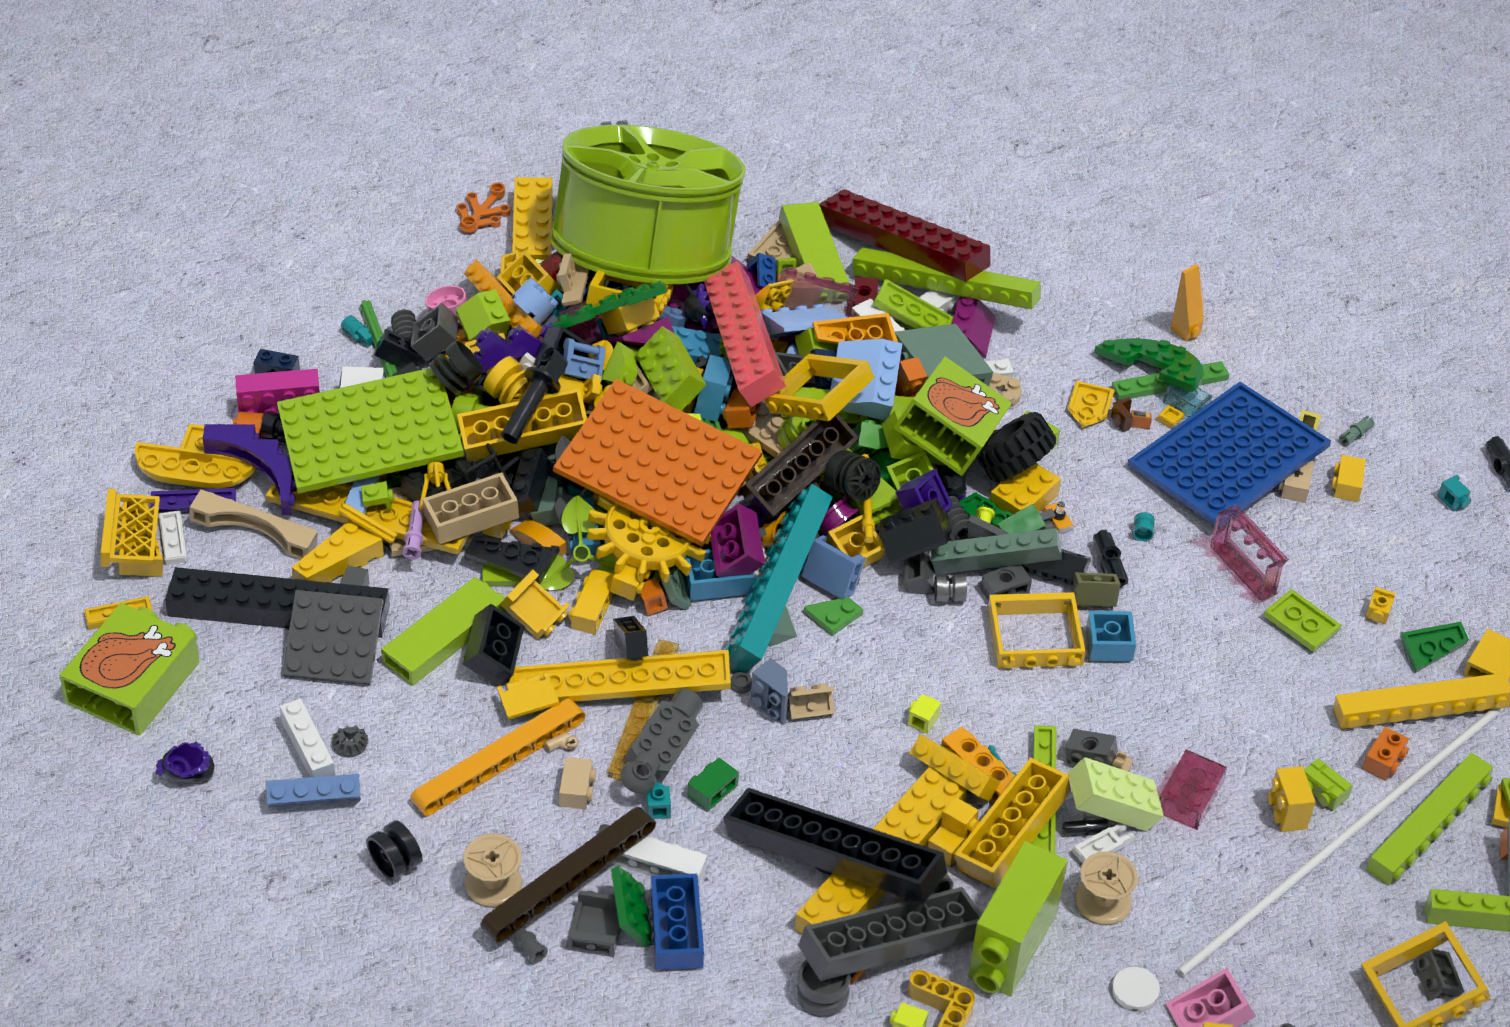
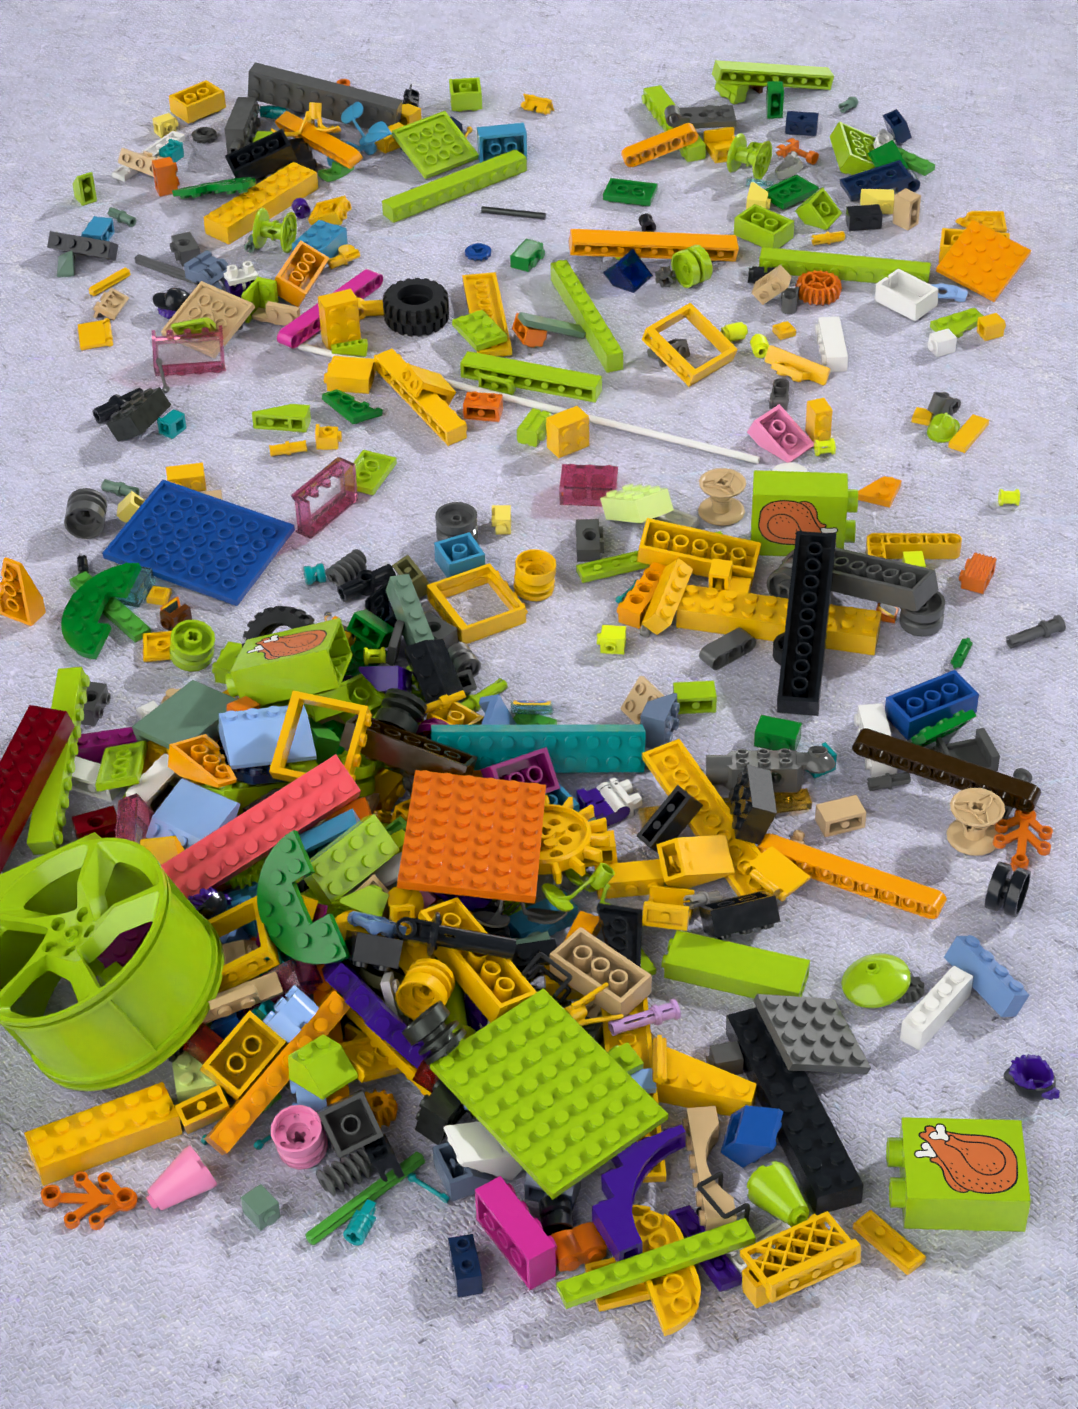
camera: 110 degrees left, 5 degrees down
(190, 457) = (655, 1263): none -> lime plate
(191, 547) = (777, 1193): none -> lime cone
(205, 495) = (719, 1175): none -> black piece
(264, 557) = (751, 1134): none -> blue slope
(367, 718) = (876, 980): none -> lime dish
(408, 284) = (260, 1207): none -> sand green brick
(458, 251) = (180, 1181): none -> bright pink cone
(463, 917) = (1023, 835): none -> orange plant
(534, 637) = (702, 898): none -> light grey axle
(576, 638) = (695, 860): none -> yellow slope
(605, 693) = (752, 804): none -> black brick
(697, 630) = (610, 800): none -> hips
(749, 1000) = (961, 653): none -> green axle
(804, 742) = (696, 697): none -> lime brick
(853, 610) = (532, 707): none -> clear light blue slope
(862, 799) = (727, 648): none -> dark grey beam
(890, 580) = (495, 688): none -> lime pin
(1030, 330) = (97, 699): none -> dark grey brick
(1048, 679) = (534, 575): none -> yellow wheel
(1067, 405) = (192, 645): none -> lime wheel
(1136, 549) = (347, 568): none -> dark grey piece
(1165, 697) = (501, 519): none -> light yellow brick
(1166, 651) = (456, 519): none -> dark grey wheel
(1242, 376) = (82, 564): none -> black piece
(1309, 384) = (85, 513): none -> dark grey wheel
(1374, 571) = (288, 448): none -> yellow pin
(1428, 783) = (496, 384): none -> lime slope
(1429, 585) = (283, 418): none -> lime slope
(1433, 705) = (418, 379): none -> yellow panel
(1470, 462) = (138, 414): none -> pearl dark grey brick

